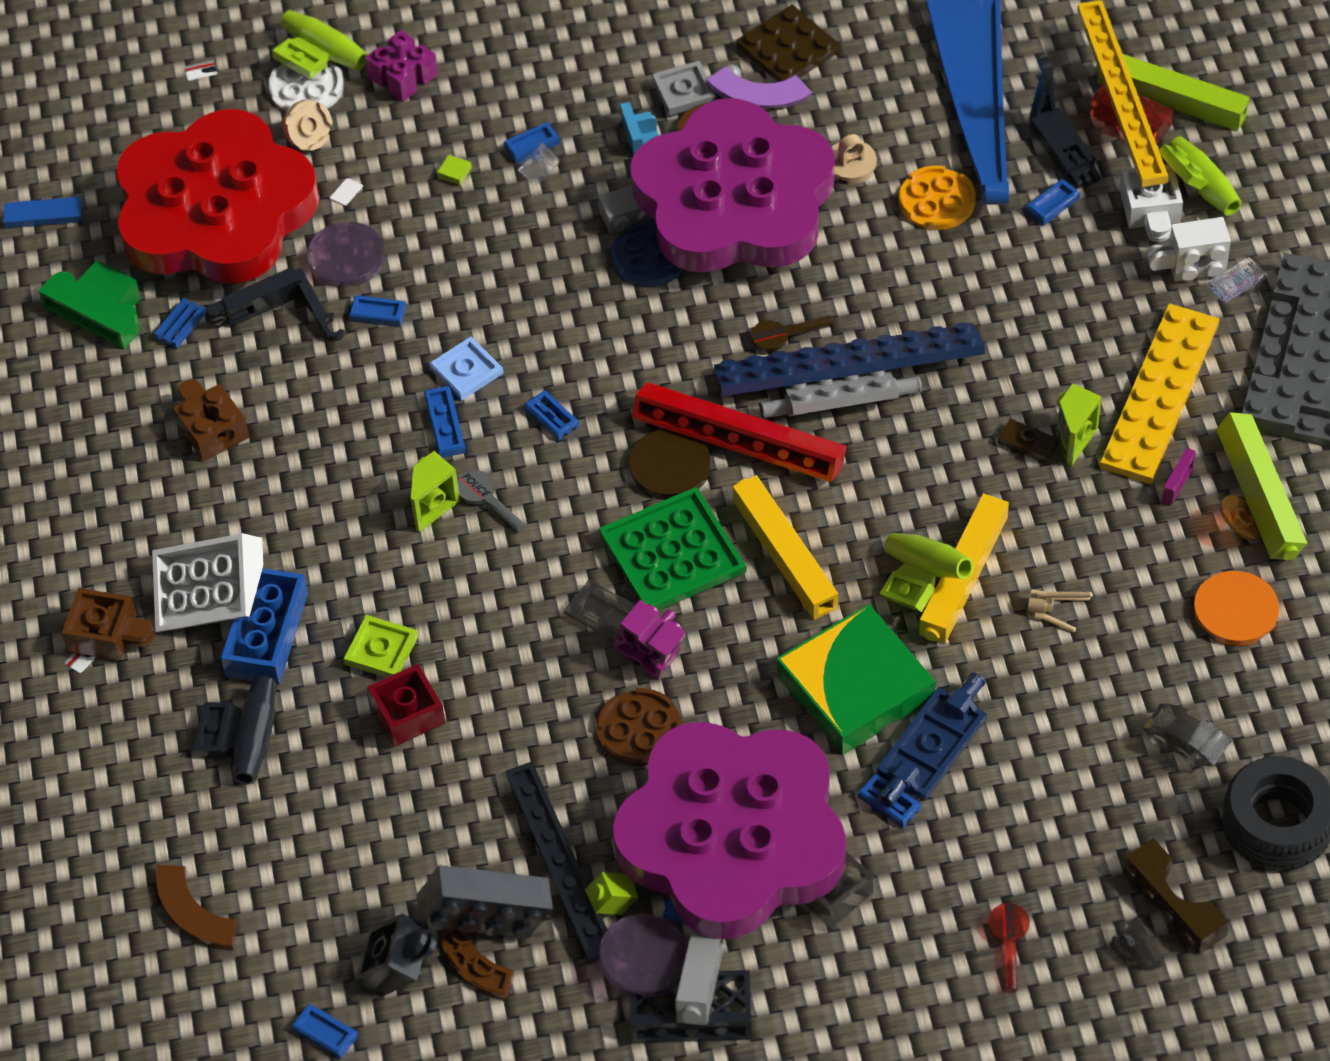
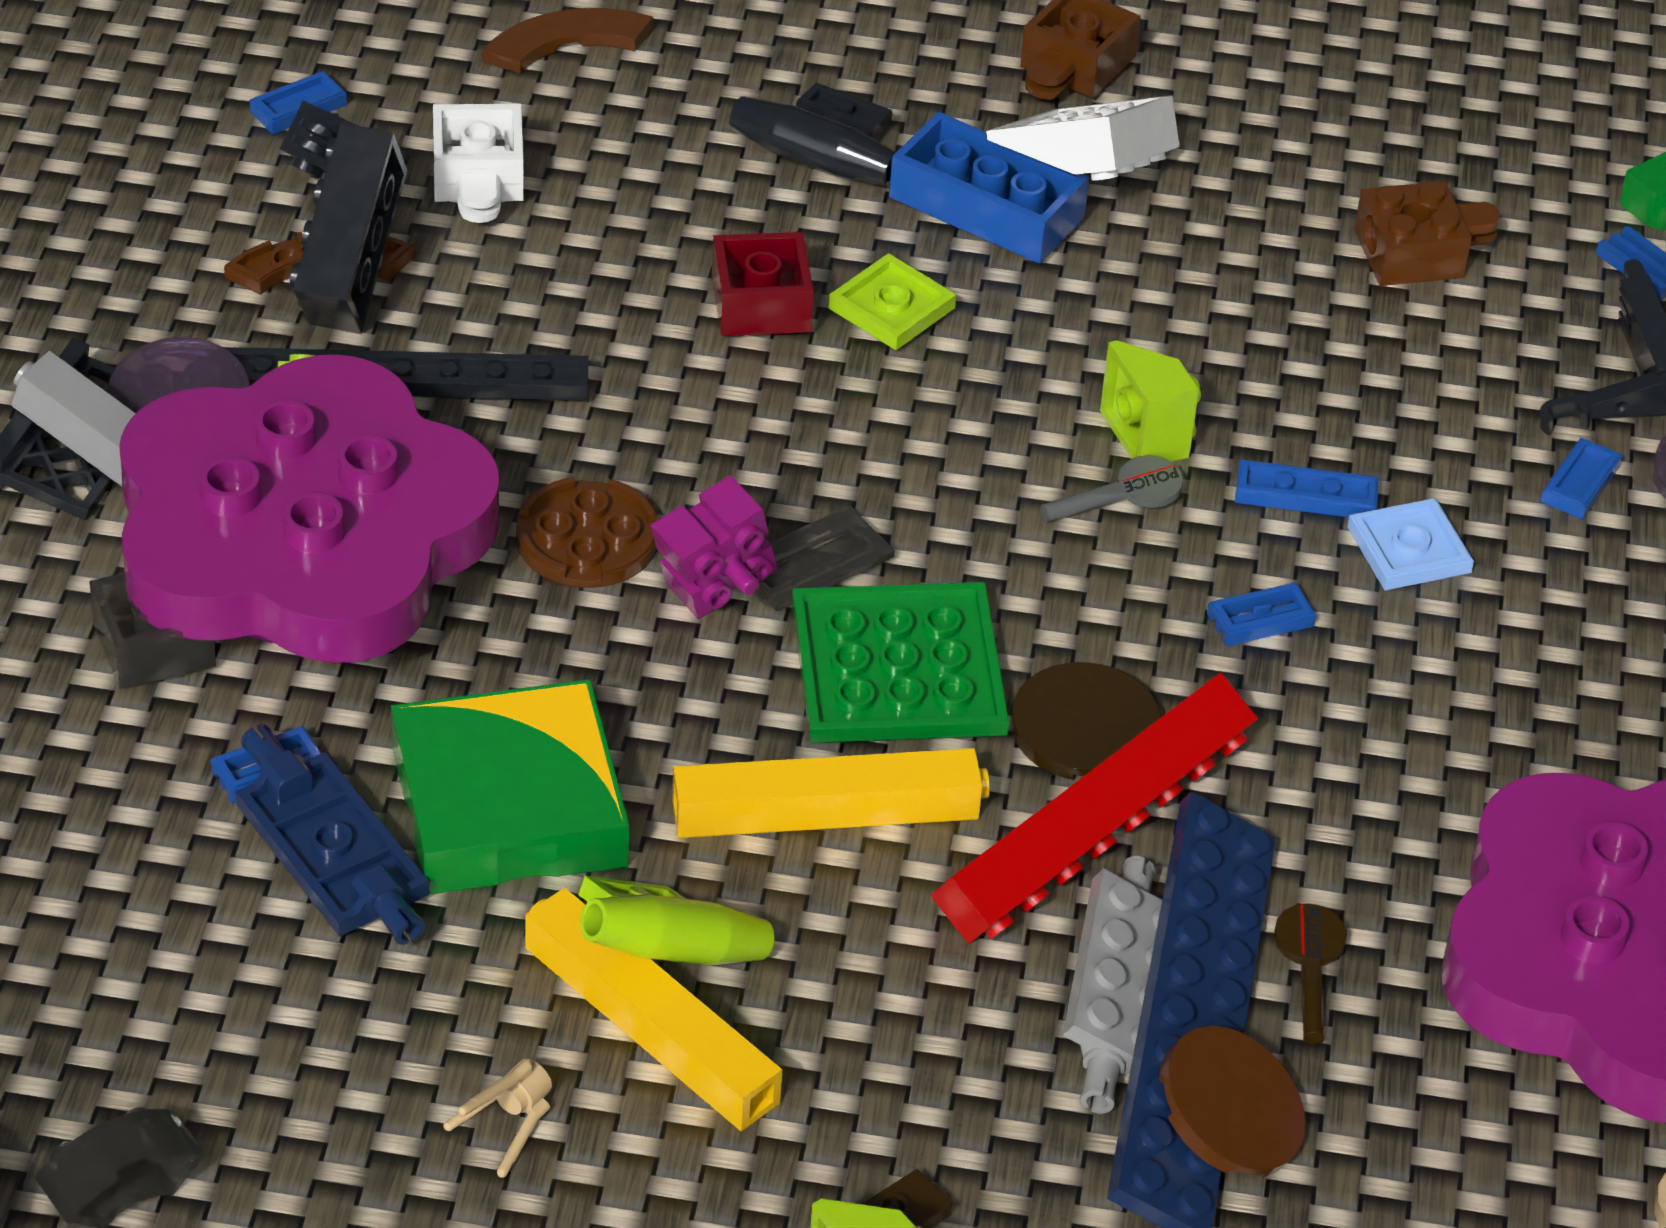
camera: 105 degrees right, 10 degrees down
(352, 879) = (478, 157): none -> white brick
(900, 326) = (1232, 1101): none -> reddish brown tile

